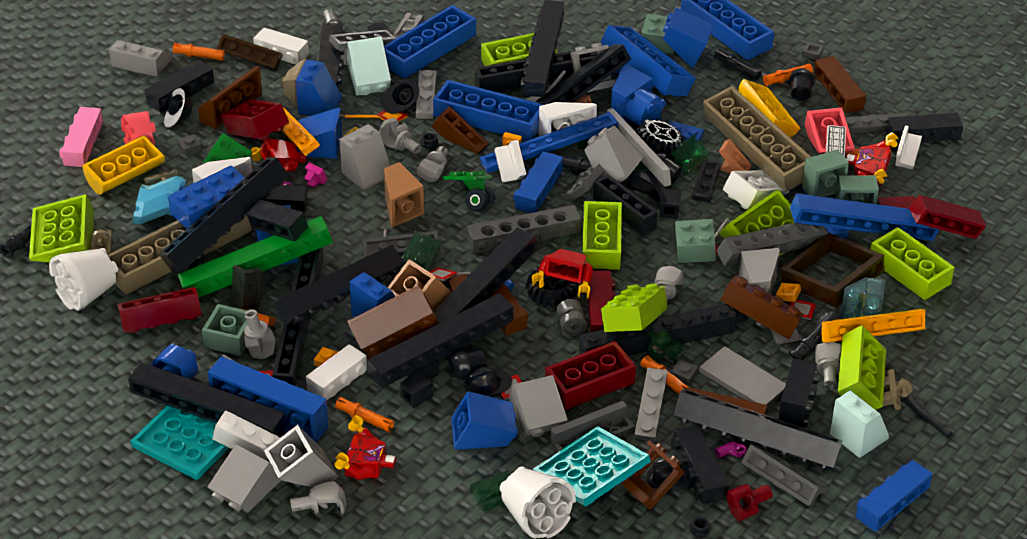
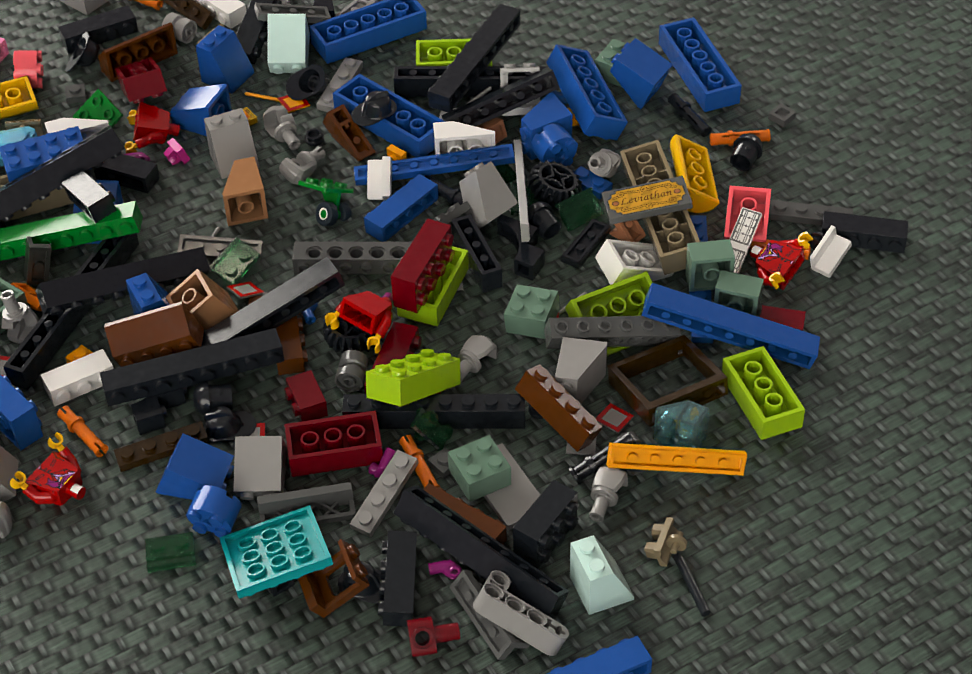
camera: 20 degrees right, 5 degrees up
(265, 69) = (184, 28): none -> light grey wheel
(299, 135) = (175, 98): light orange tile -> none
(435, 413) = (157, 446): none -> dark brown plate
(478, 105) = (374, 108): none -> black piece
(520, 448) = (213, 511): none -> blue brick
(538, 501) = (194, 581): white cone -> none
(543, 345) = (305, 396): none -> dark red brick
(599, 219) = (422, 266): none -> dark red brick
(635, 388) = (376, 469): none -> magenta arm
(691, 114) = (604, 163): none -> light grey piece
(700, 527) = (363, 648): black plate -> none
(721, 366) = (479, 468): none -> sand green brick
(750, 134) = (646, 200): none -> tile
(789, 292) = (606, 395): light orange plate -> none
(813, 467) = (517, 616): none -> light grey beam
(839, 84) = (792, 161): reddish brown brick -> none
(862, 366) = (634, 511): lime brick -> none
(947, 216) = (829, 346): dark red brick -> none

